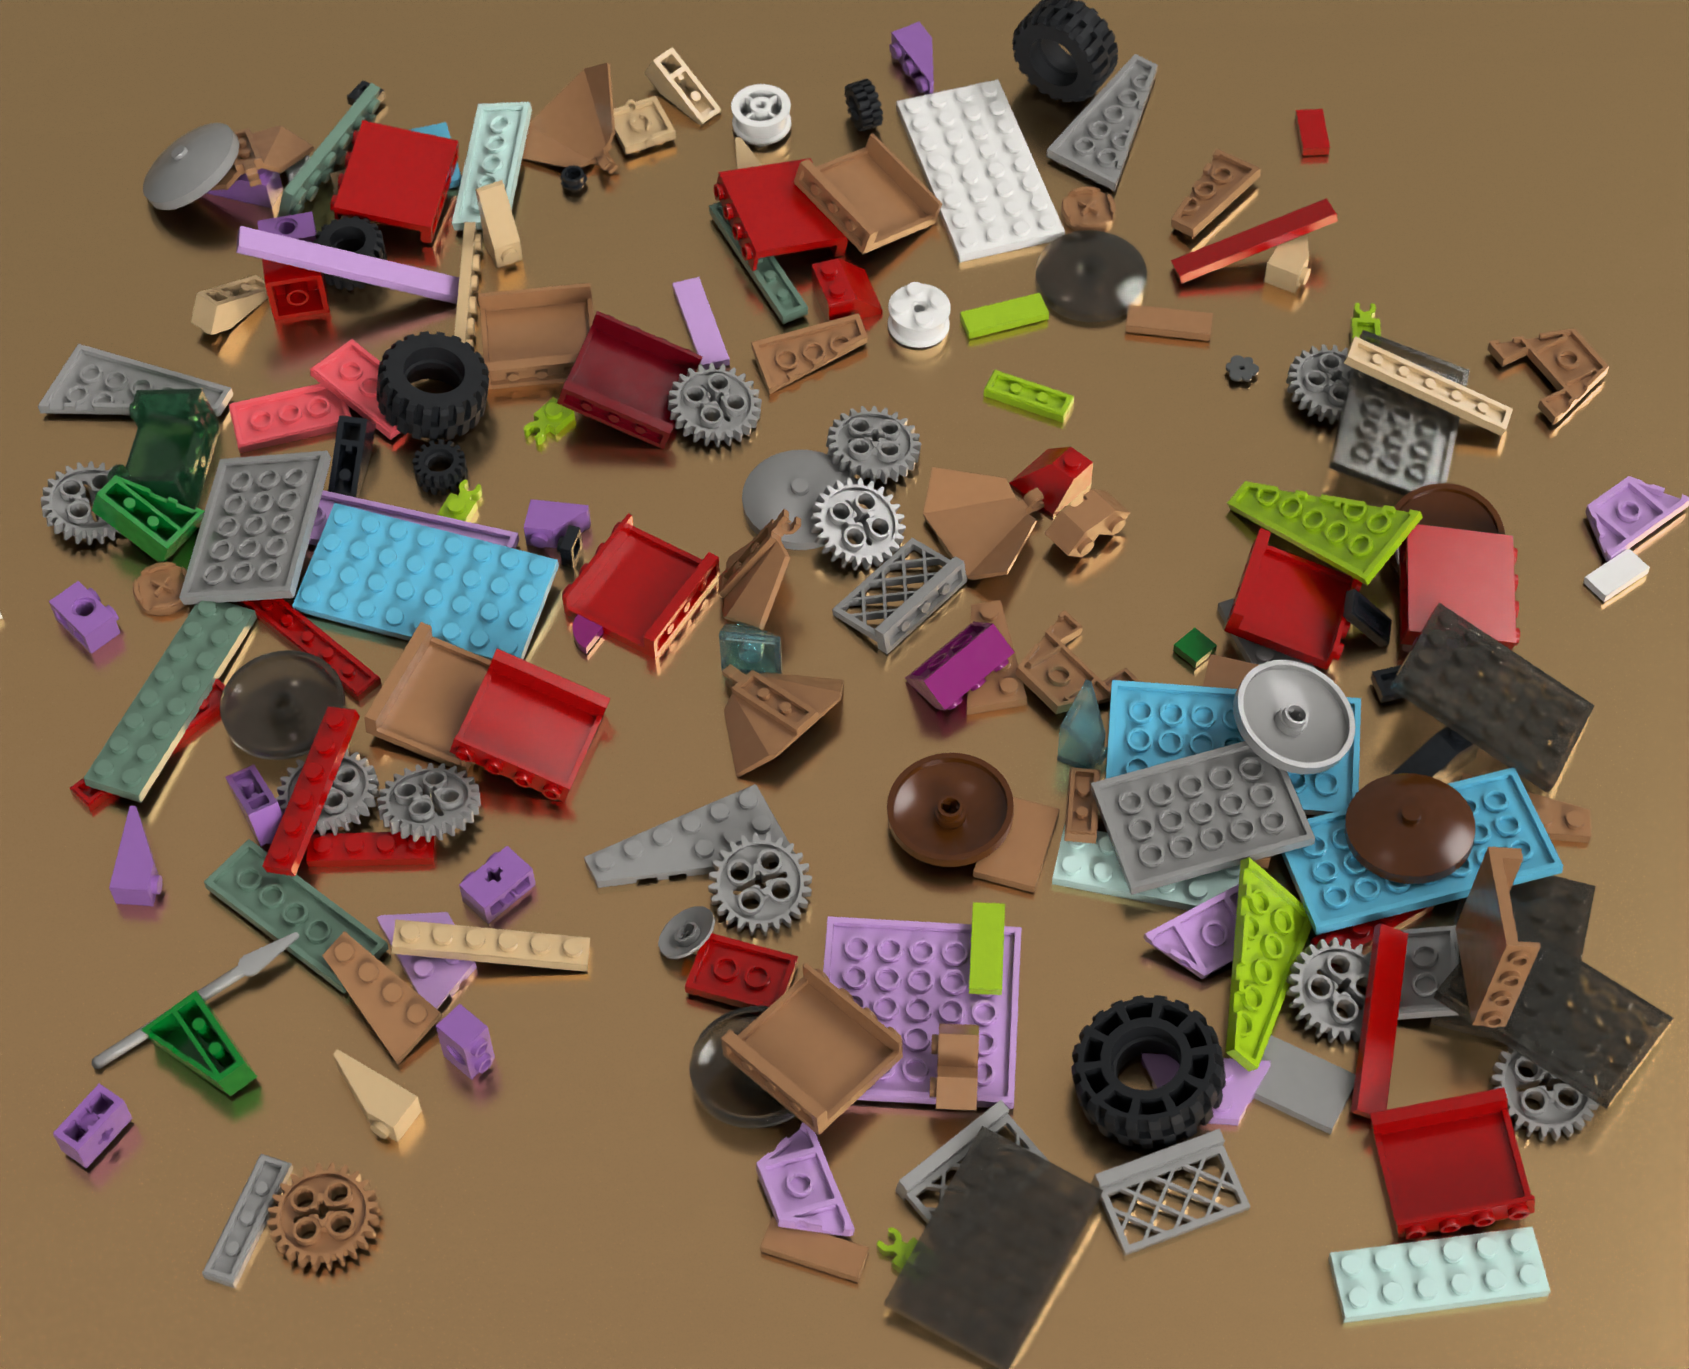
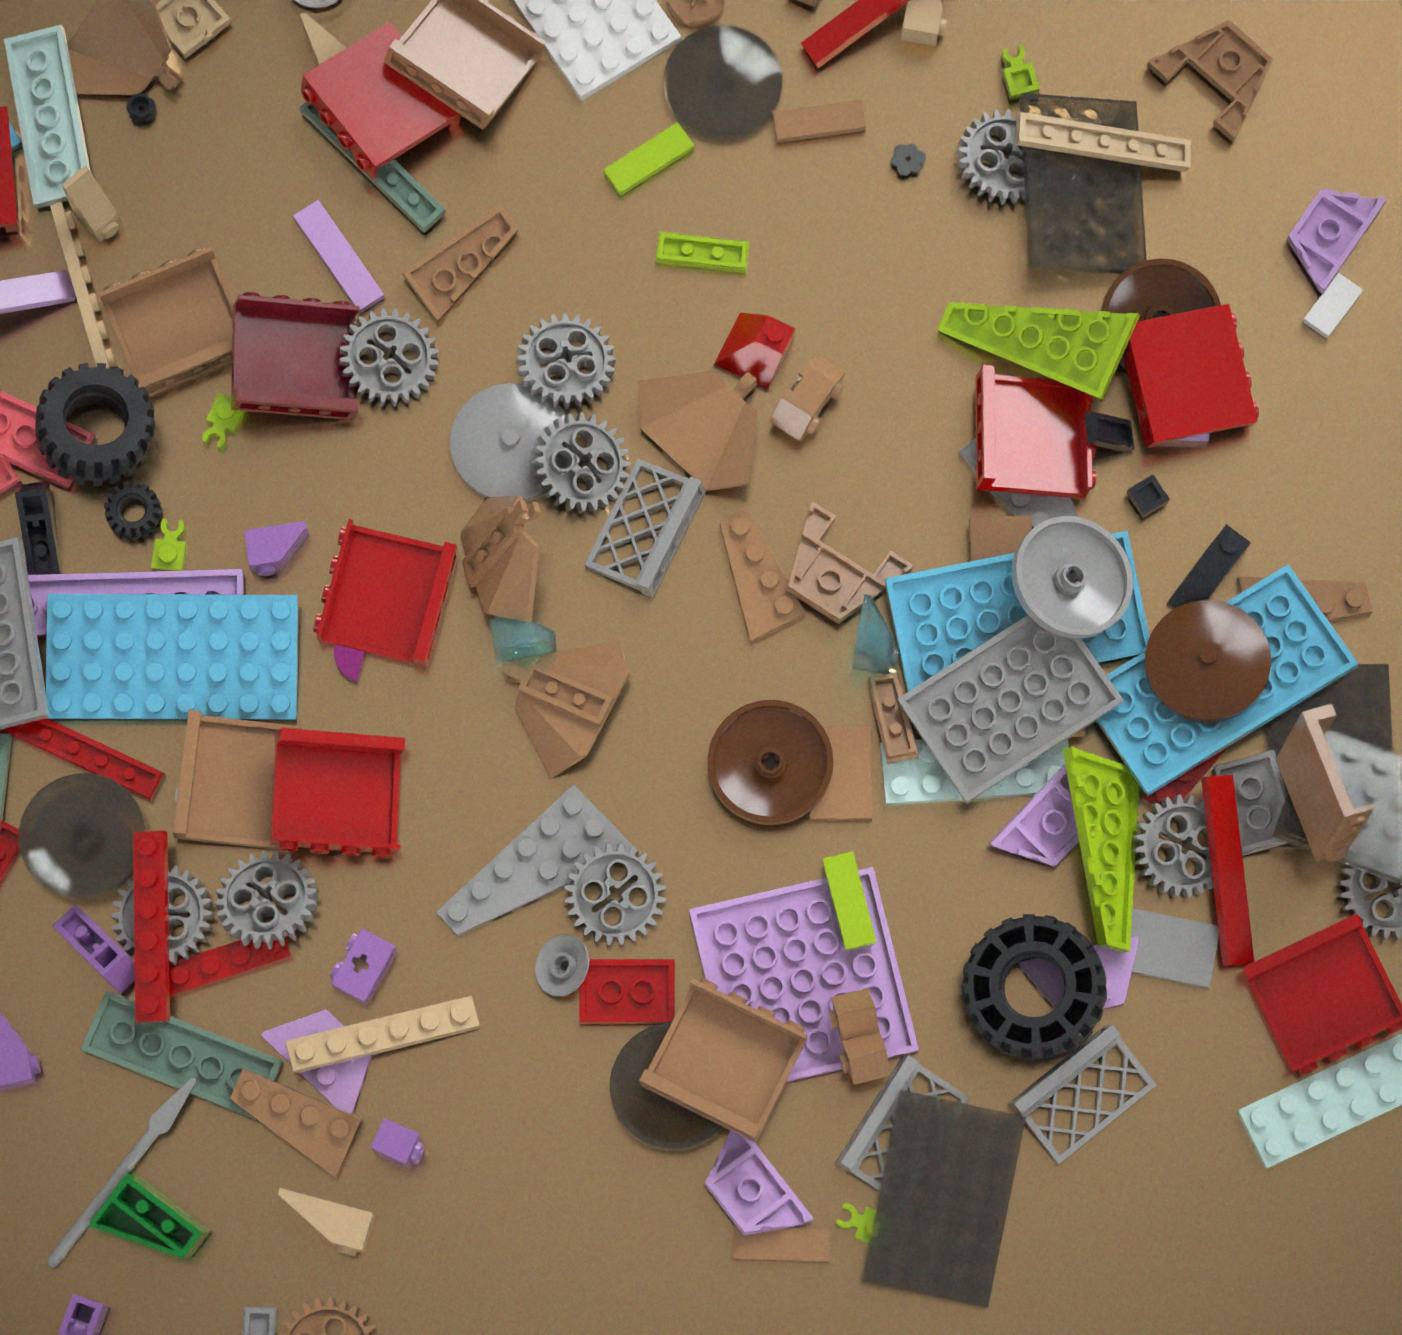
camera: 20 degrees left, 20 degrees up
(570, 546) = (299, 568): black plate -> none
(844, 290) = (476, 177): red slope -> none
(918, 315) = (562, 187): white wheel -> none
(961, 665) = (731, 599): magenta slope -> none
(1195, 647) = (949, 506): green tile -> none
(1492, 697) = (1250, 493): clear smoke plate -> none

